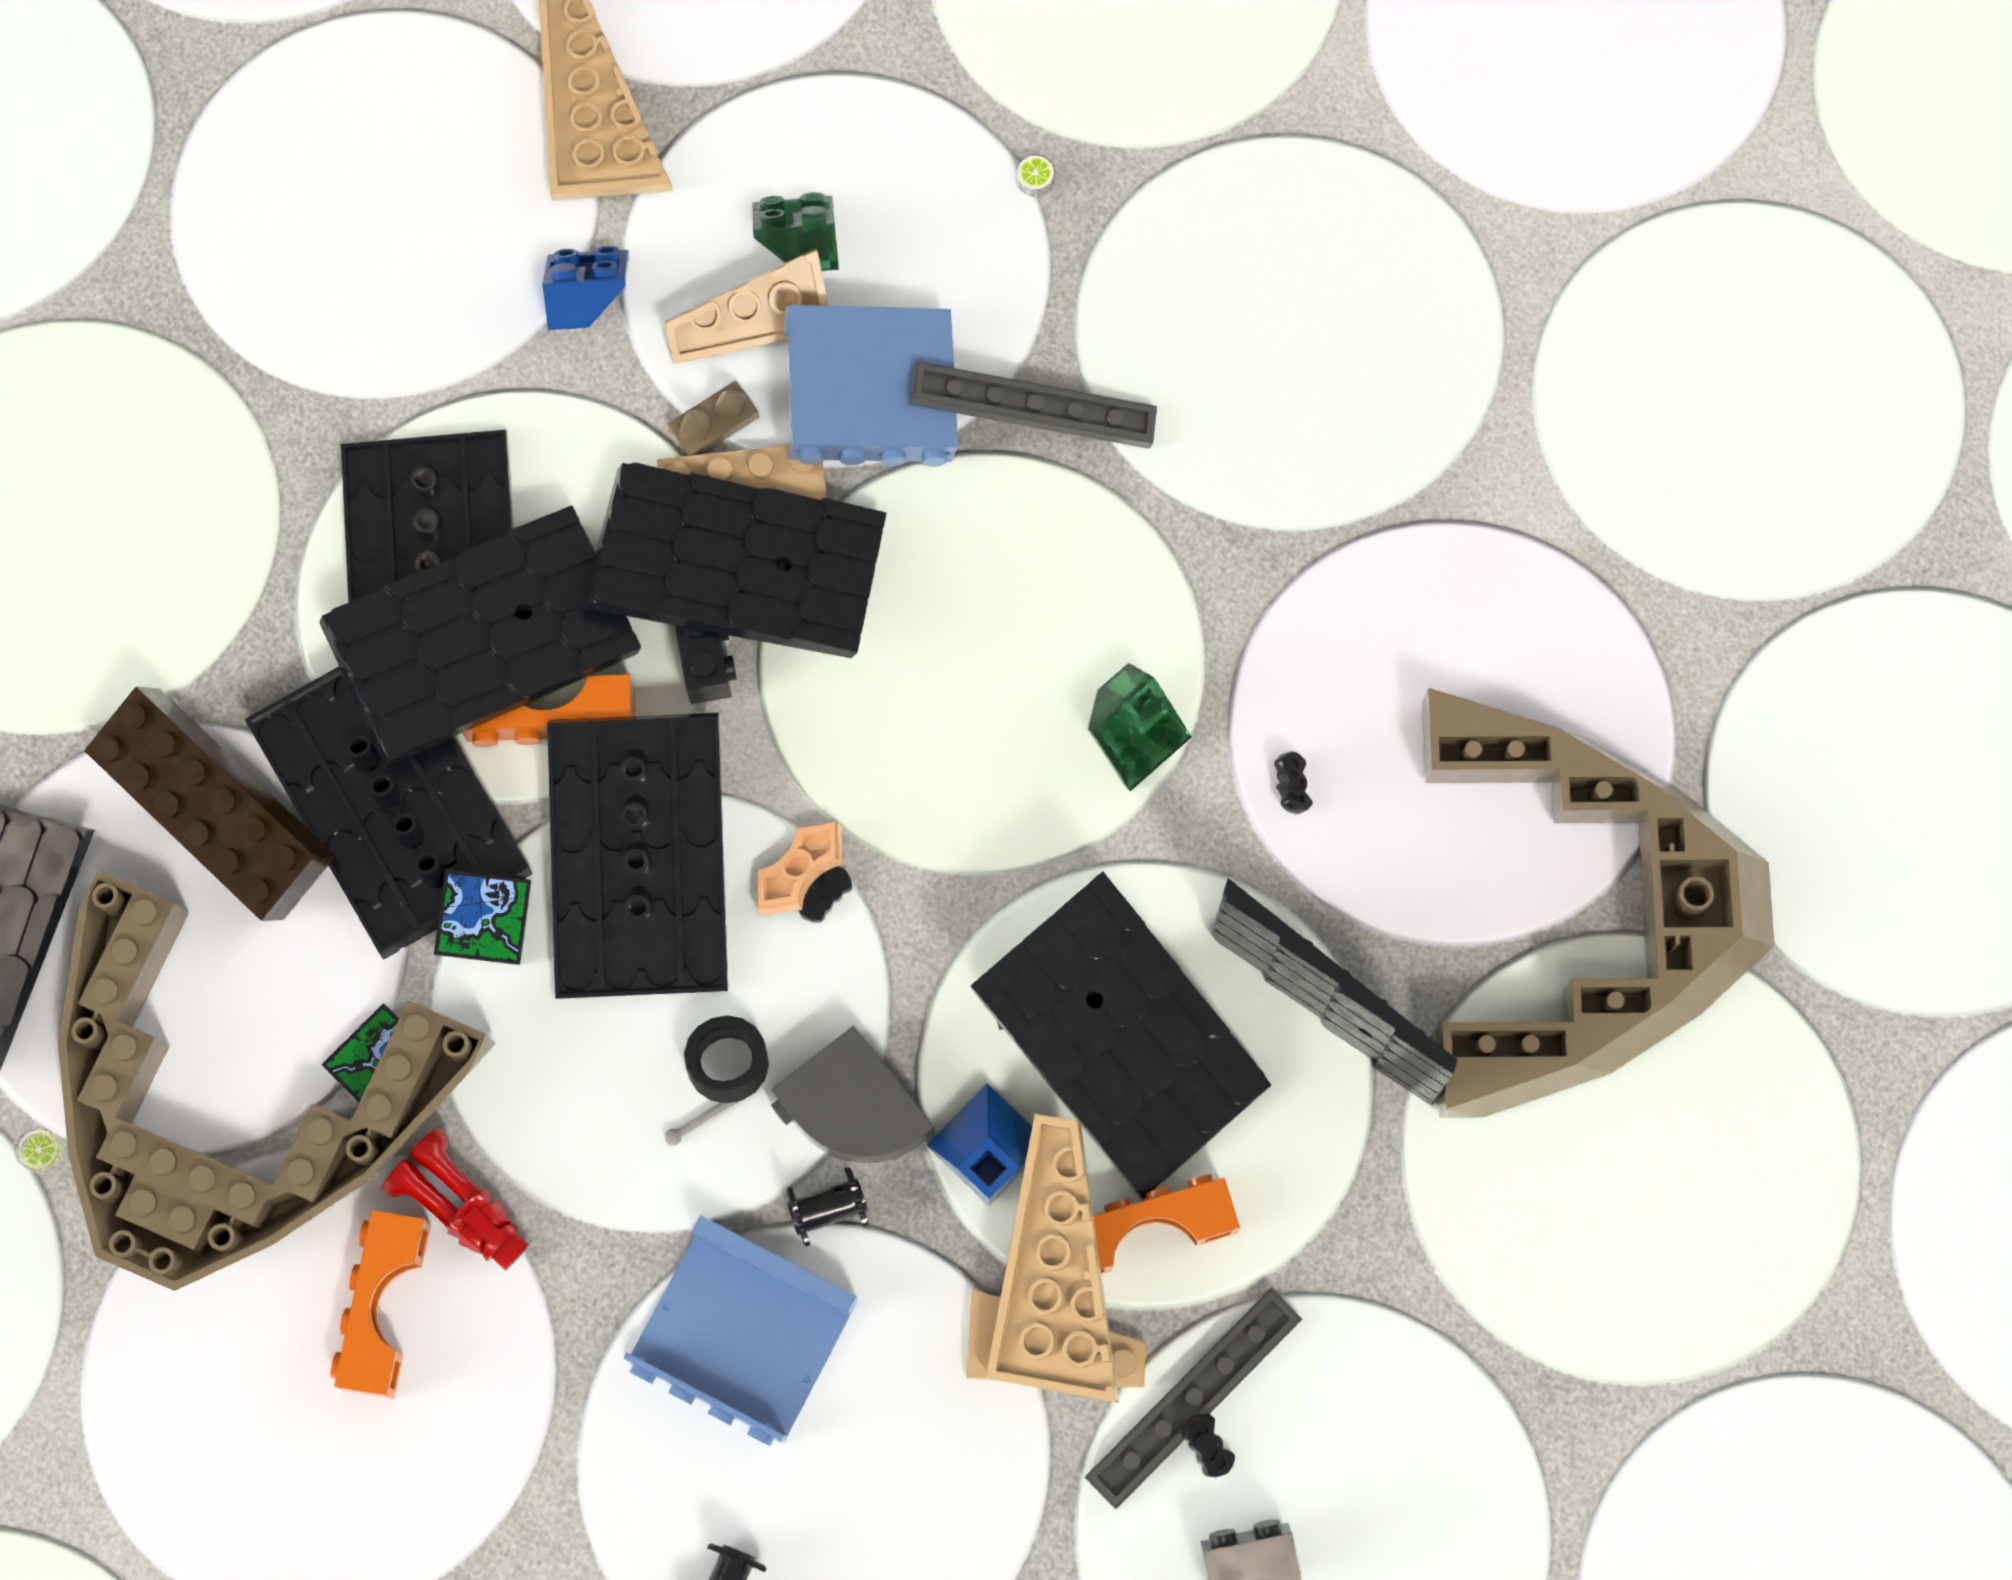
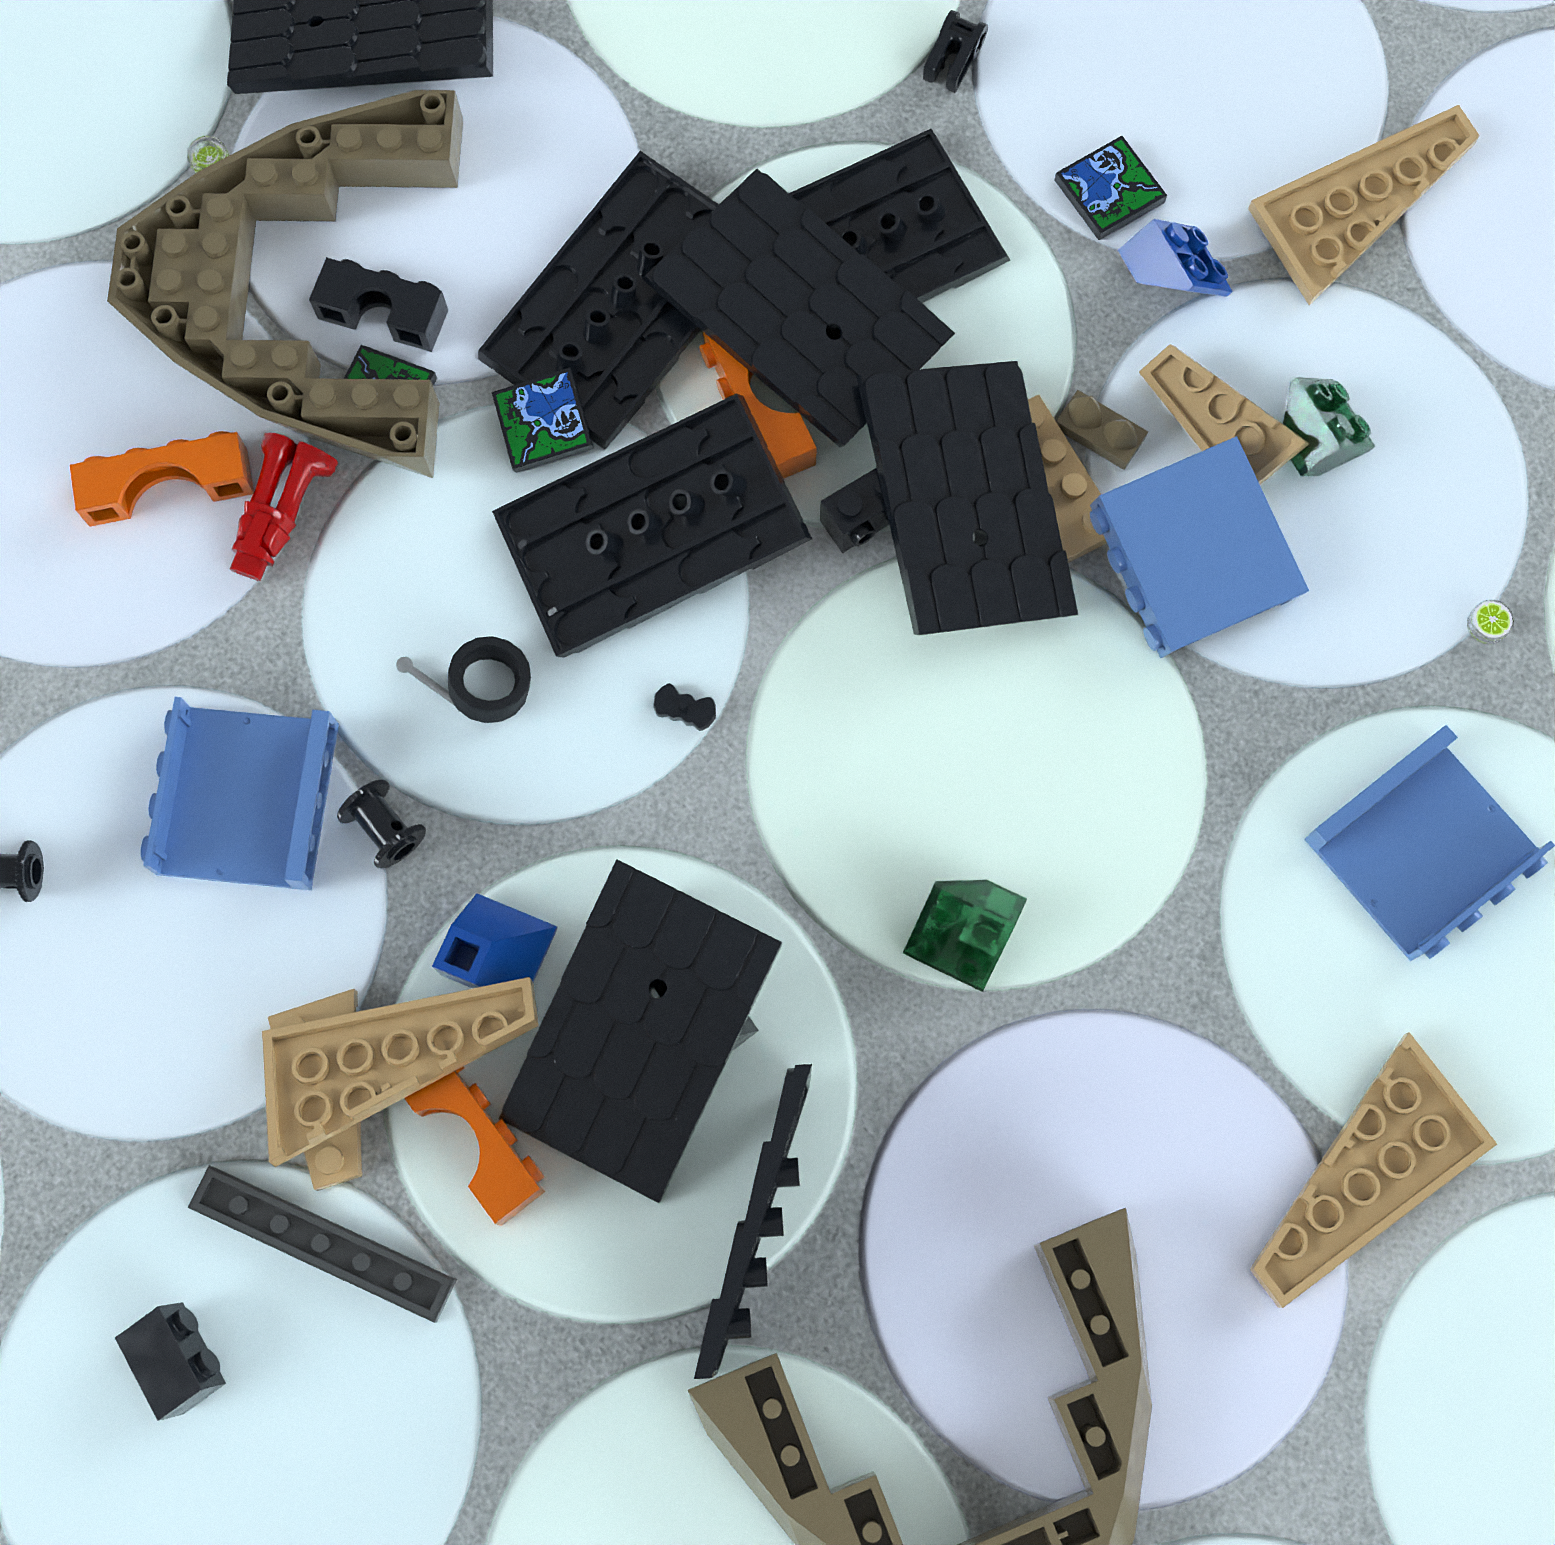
camera: 70 degrees right, 0 degrees up
(209, 803) = (552, 156): dark brown brick -> none
(260, 375) = (959, 38): none -> black piece
(306, 998) = (349, 290): none -> black arch
(475, 310) = (1110, 187): none -> tile
(812, 853) = (717, 680): light nougat tile -> none
(851, 1104) = (490, 808): dark grey brick -> none
(1033, 405) = (1249, 708): dark grey tile -> none
(1207, 1446) = (276, 1274): black piece -> none
(1213, 318) = (1426, 848): none -> medium blue panel
(1292, 783) = (975, 1108): black piece -> none
(1462, 465) = (1386, 1160): none -> tan wing

